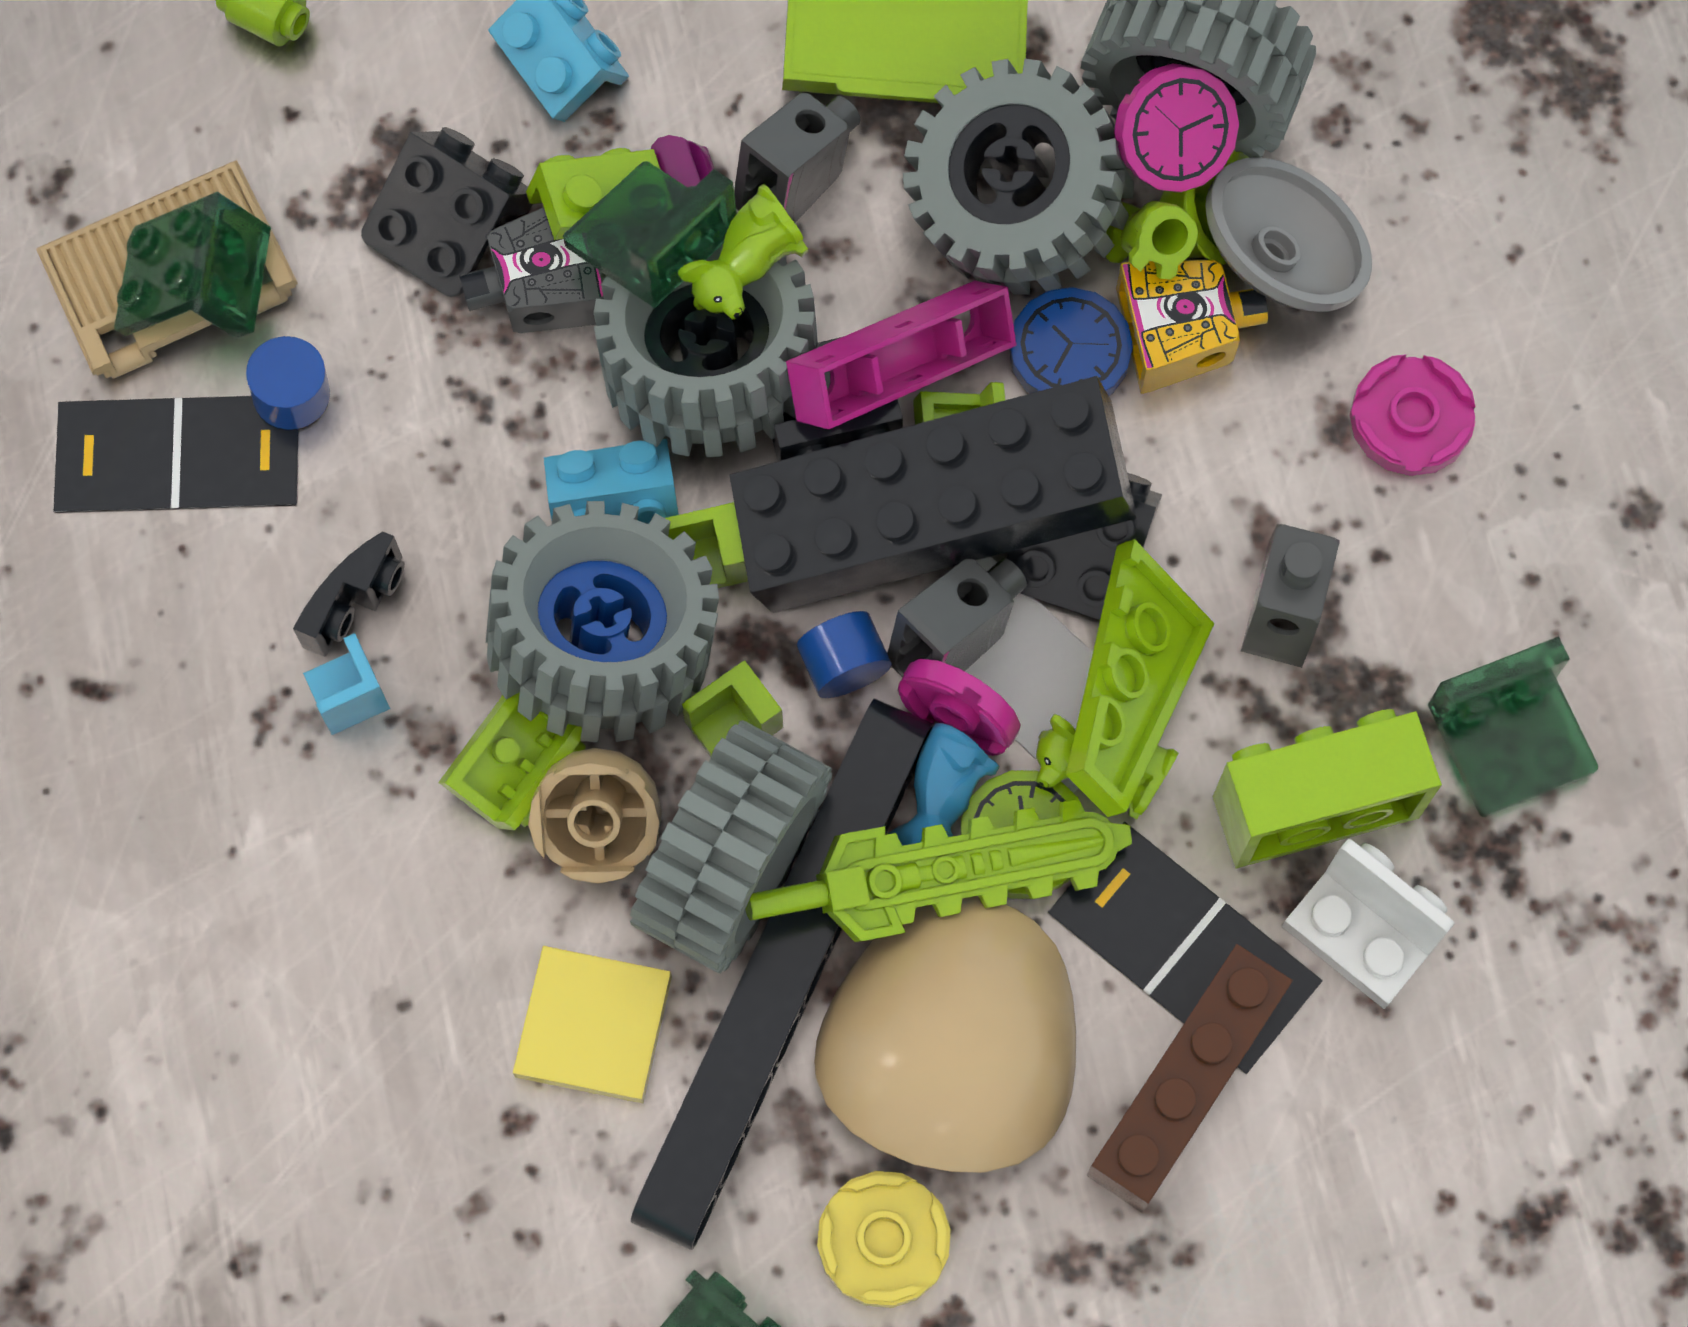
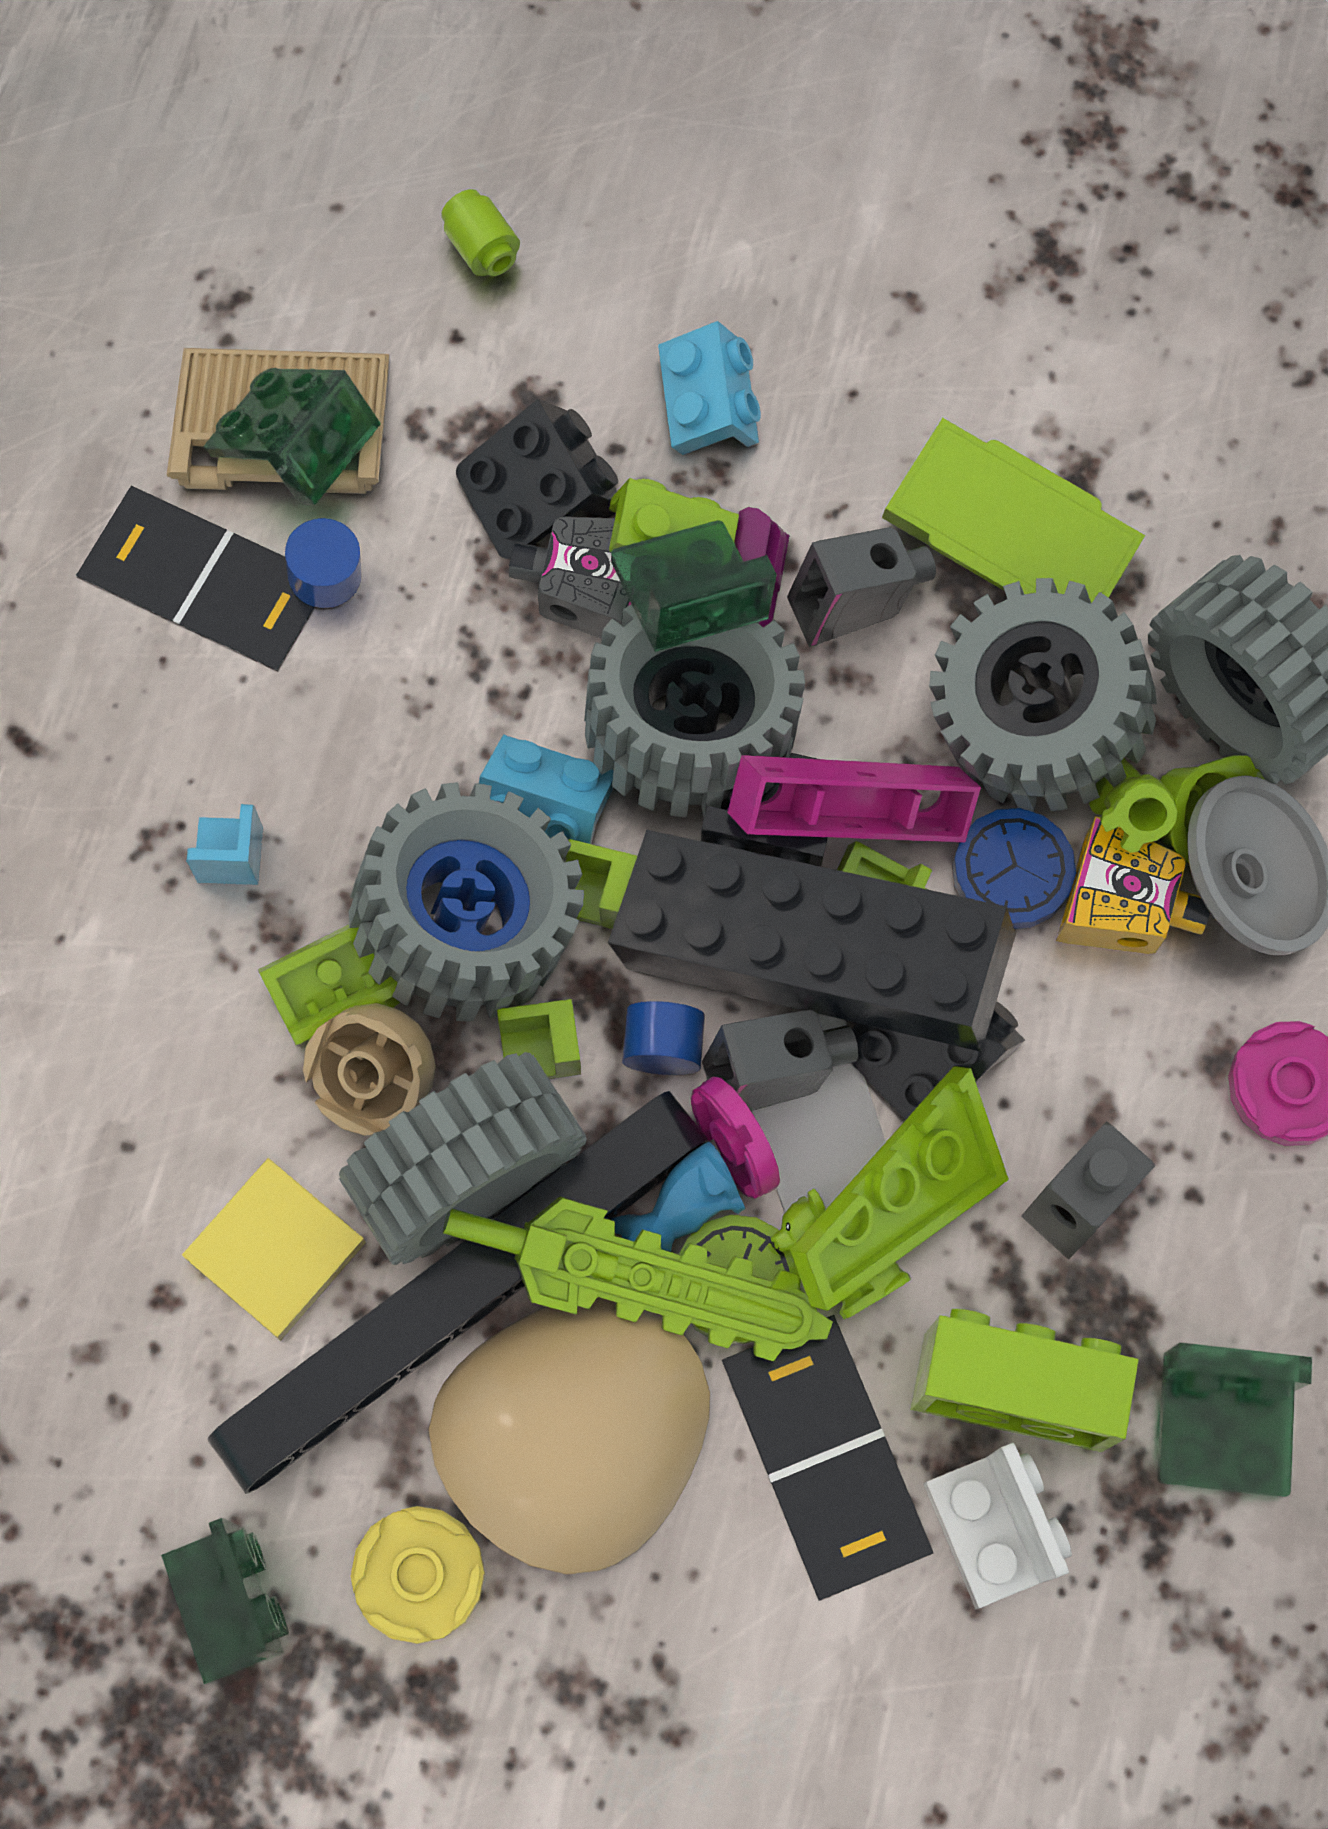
camera: 25 degrees right, 0 degrees up
(360, 579) = (294, 759): black slope -> none
(752, 245) = (769, 639): lime animal -> none
(1177, 127) = (1204, 720): dark pink tile -> none
(1189, 1078) = (761, 1578): reddish brown arch -> none

